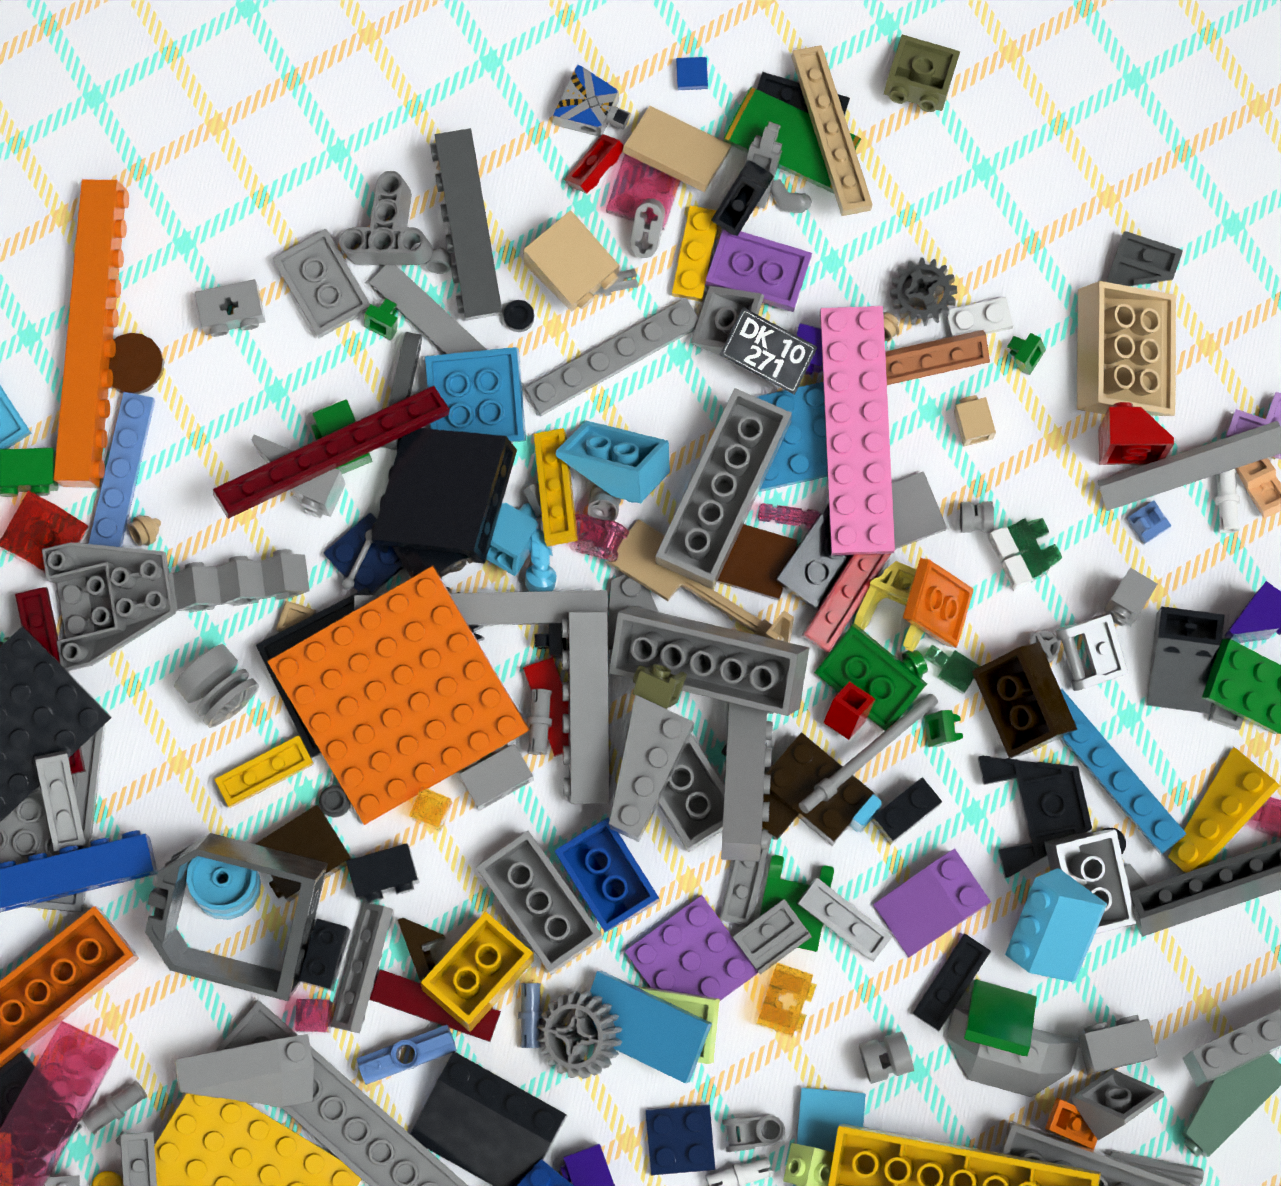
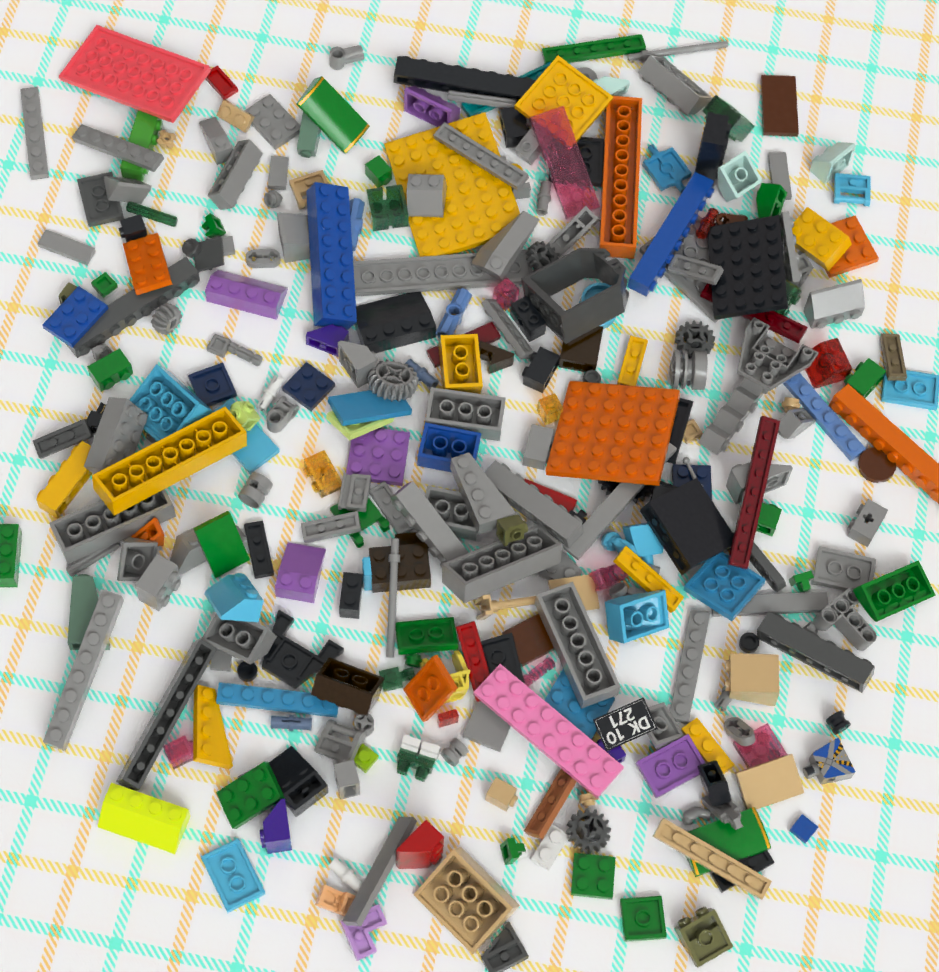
camera: 125 degrees right, 15 degrees down
(132, 1018) = (574, 231): none -> light grey slope
(143, 723) = (694, 338): none -> dark grey gear
(167, 501) = (794, 423): none -> light grey slope
(217, 1014) = (541, 255): none -> dark grey gear
(300, 201) = (894, 591): none -> green slope
(528, 135) = (838, 722): none -> black wheel
(539, 722) = (545, 481): light grey pin -> none
(595, 163) = (795, 738): red plate -> none
(597, 1098) = (356, 361): none -> light grey slope
(849, 710) = (420, 610): red brick -> none
(941, 728) = (375, 646): green tile -> none
(945, 560) = (447, 718): none -> clear red tile
(960, 154) = (643, 918): none -> green tile
(966, 246) = (593, 876): none -> green plate
(1078, 609) = (365, 758): none -> lime plate
(1121, 730) = (291, 723): none -> sand blue pin
(1149, 522) = (374, 831): medium blue tile -> none

